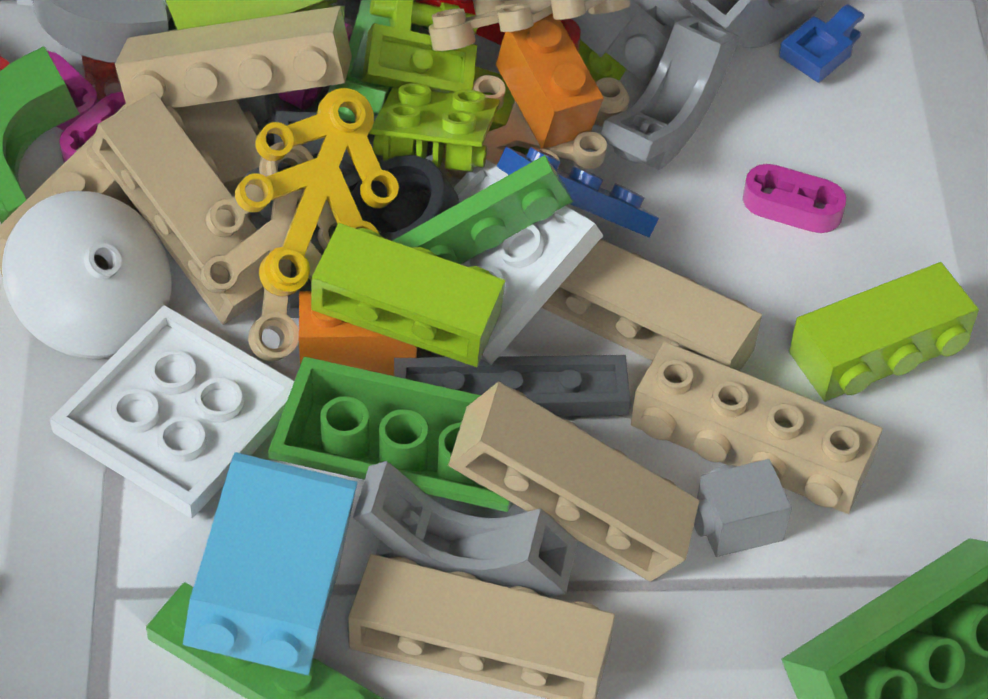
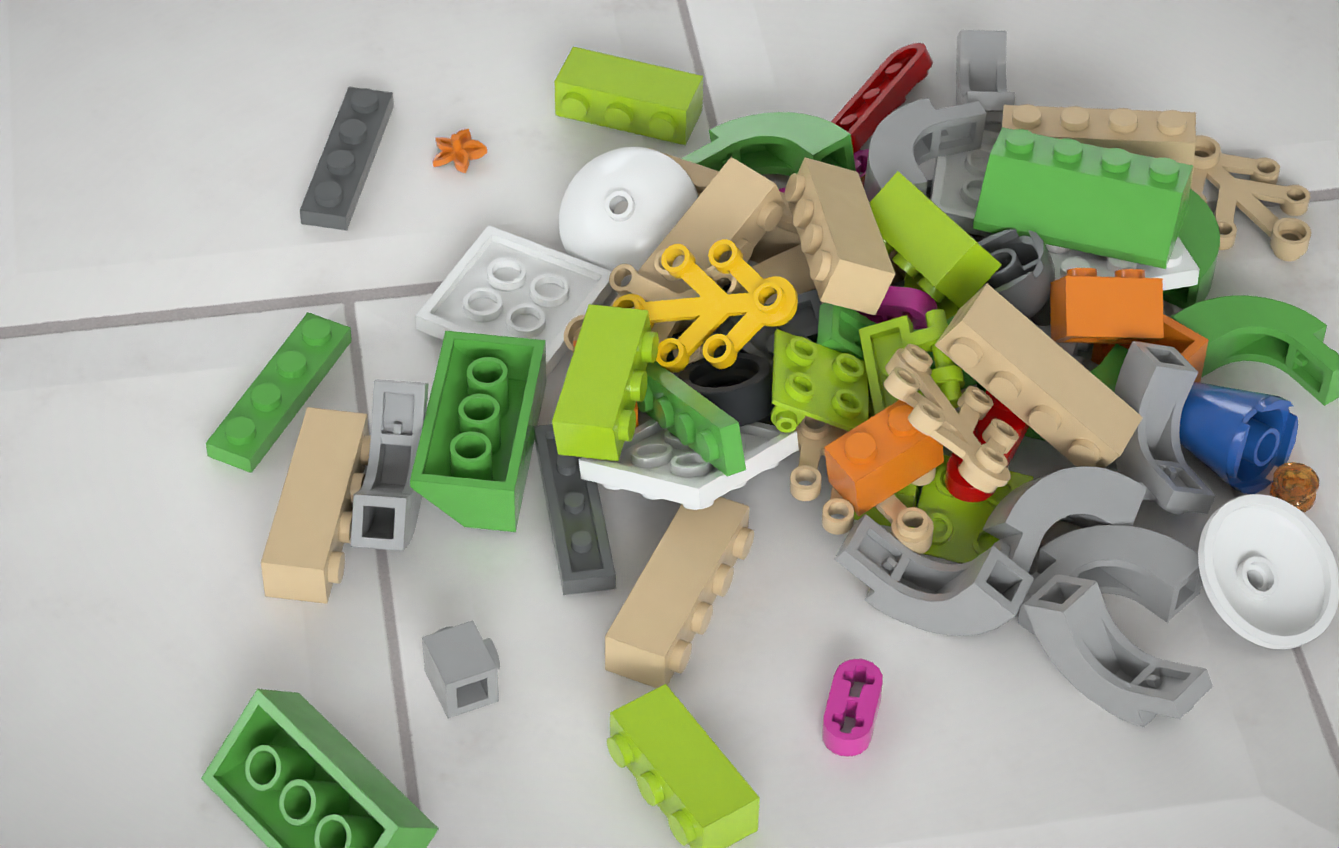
camera: 85 degrees right, 5 degrees down
(270, 563) = (335, 347): medium azure slope -> none
(575, 480) = (437, 520): tan brick -> none
(617, 206) = (776, 509): blue plate -> none
(748, 420) = (548, 678): tan brick -> none
(821, 46) = (1072, 717): blue plate -> none

